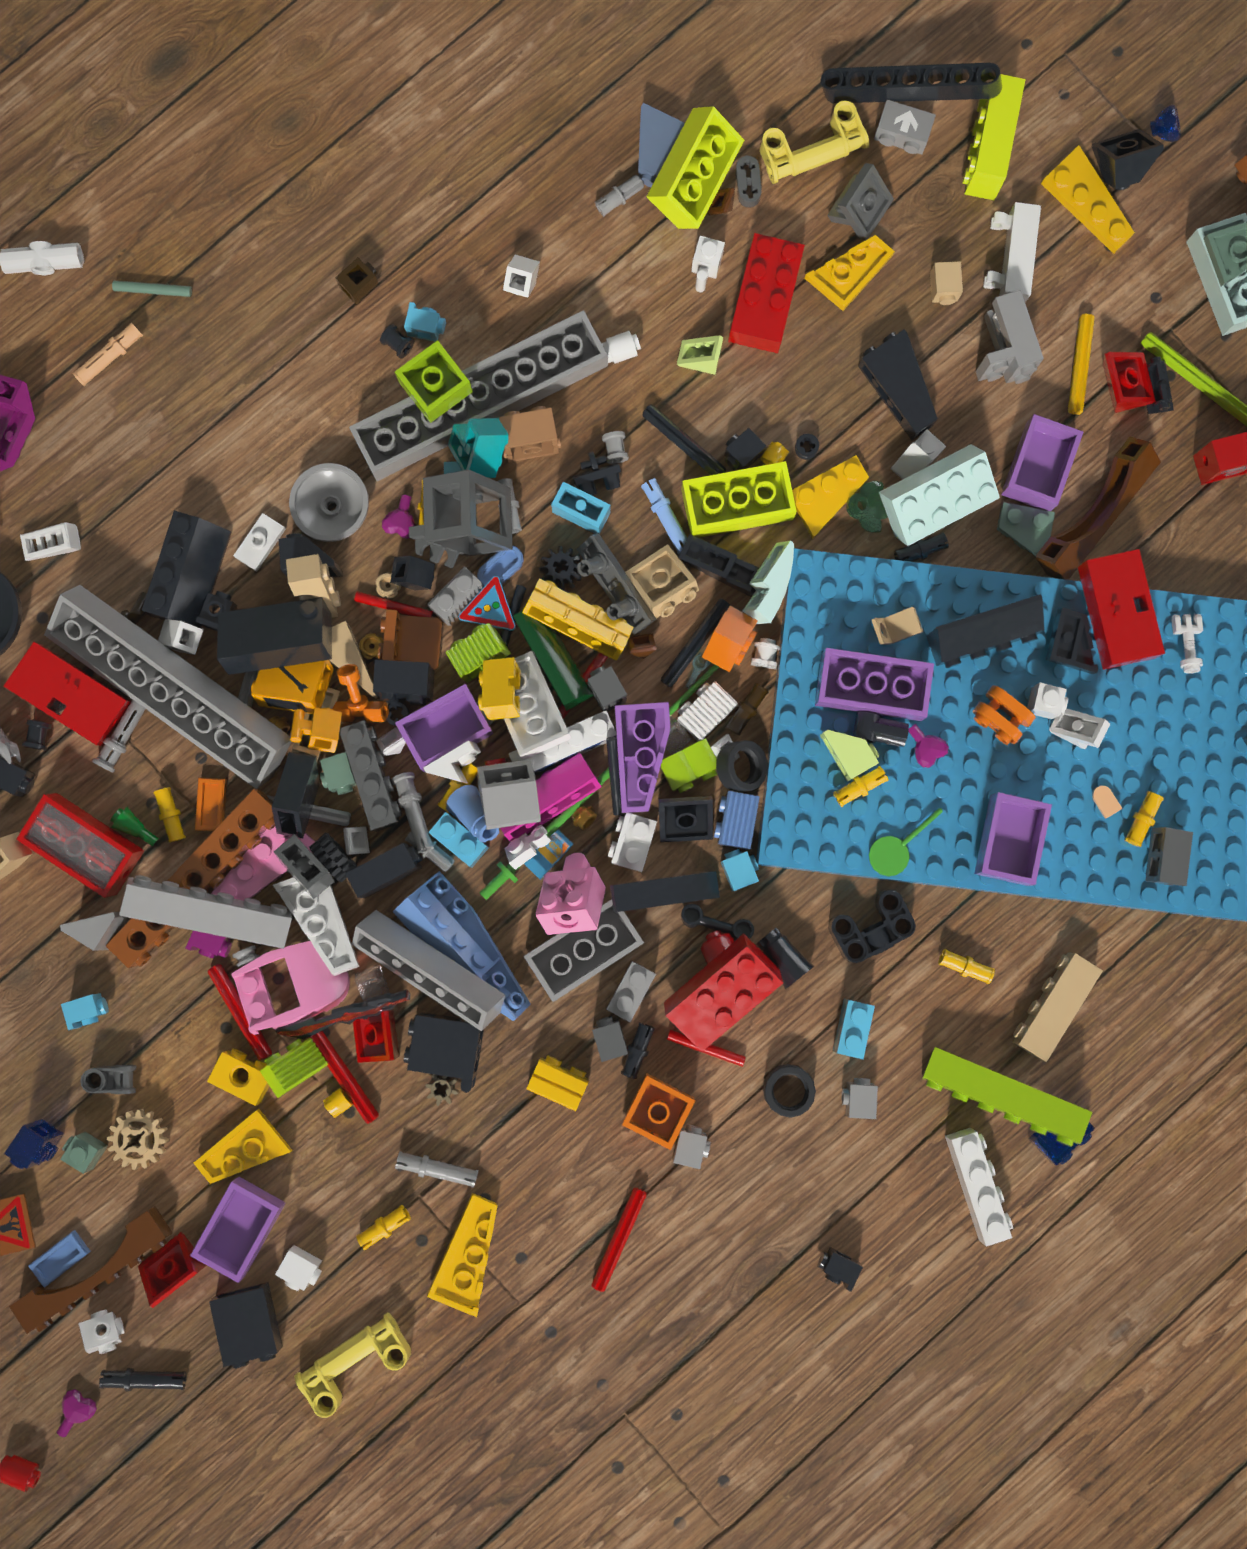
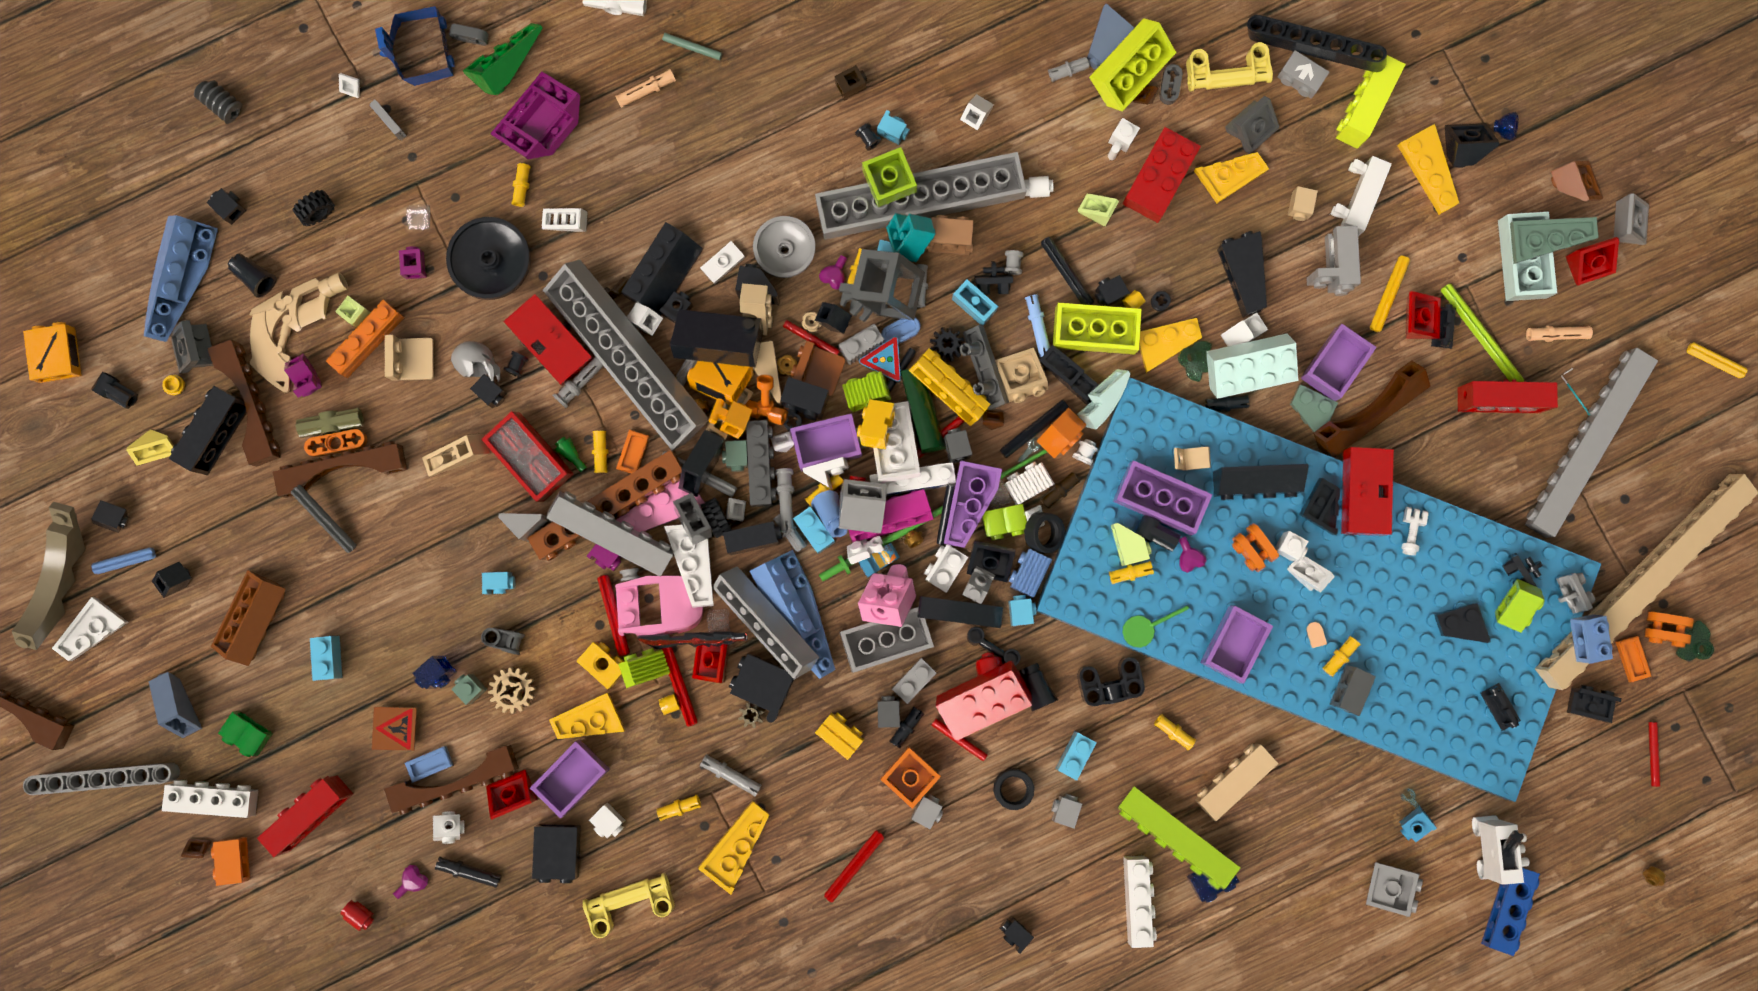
camera: 15 degrees right, 0 degrees up
(678, 852) = (978, 584): none -> light grey brick

